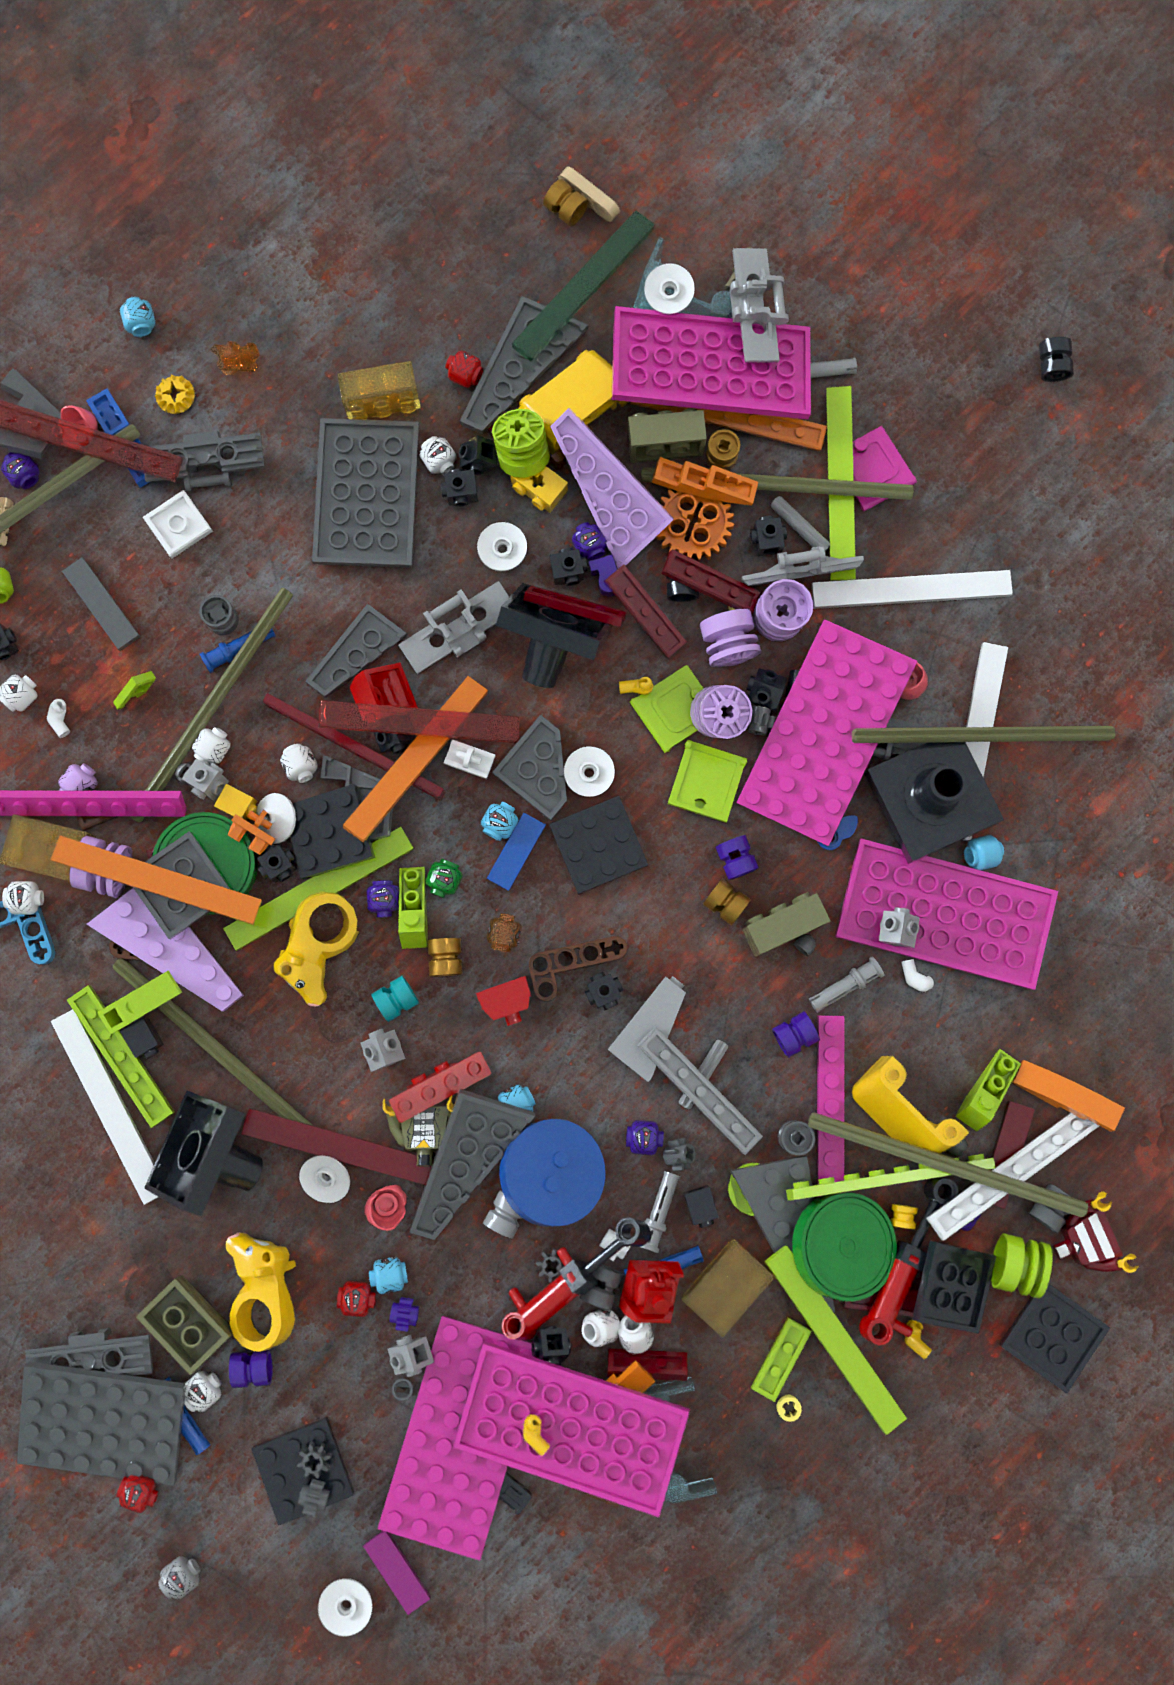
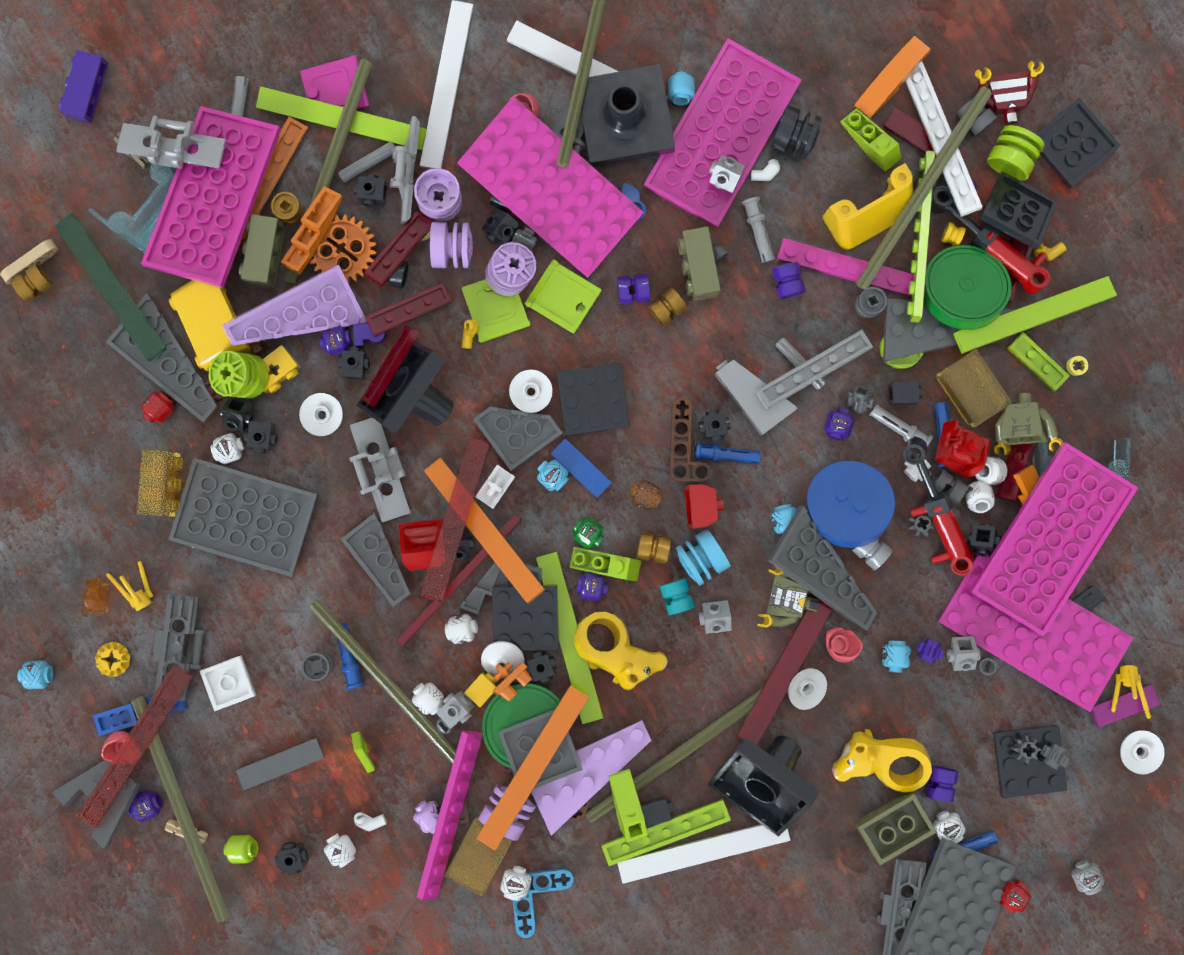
camera: 75 degrees left, 5 degrees up
(247, 405) = (137, 599): none -> yellow plant
(356, 1299) = (908, 686): red head -> none
(430, 1569) = (1130, 678): none -> yellow plant
(438, 1086) = (756, 578): bracket -> none
(447, 1015) = (702, 557): none -> medium azure wheel
(532, 1434) = (1050, 570): yellow arm -> none
(573, 1002) = (717, 453): none -> blue pin
(669, 277) = (126, 214): white dish -> none
(700, 1359) = (1024, 424): none -> olive torso
(797, 200) = (83, 86): none -> dark purple brick
(970, 997) = (796, 132): none -> black wheel

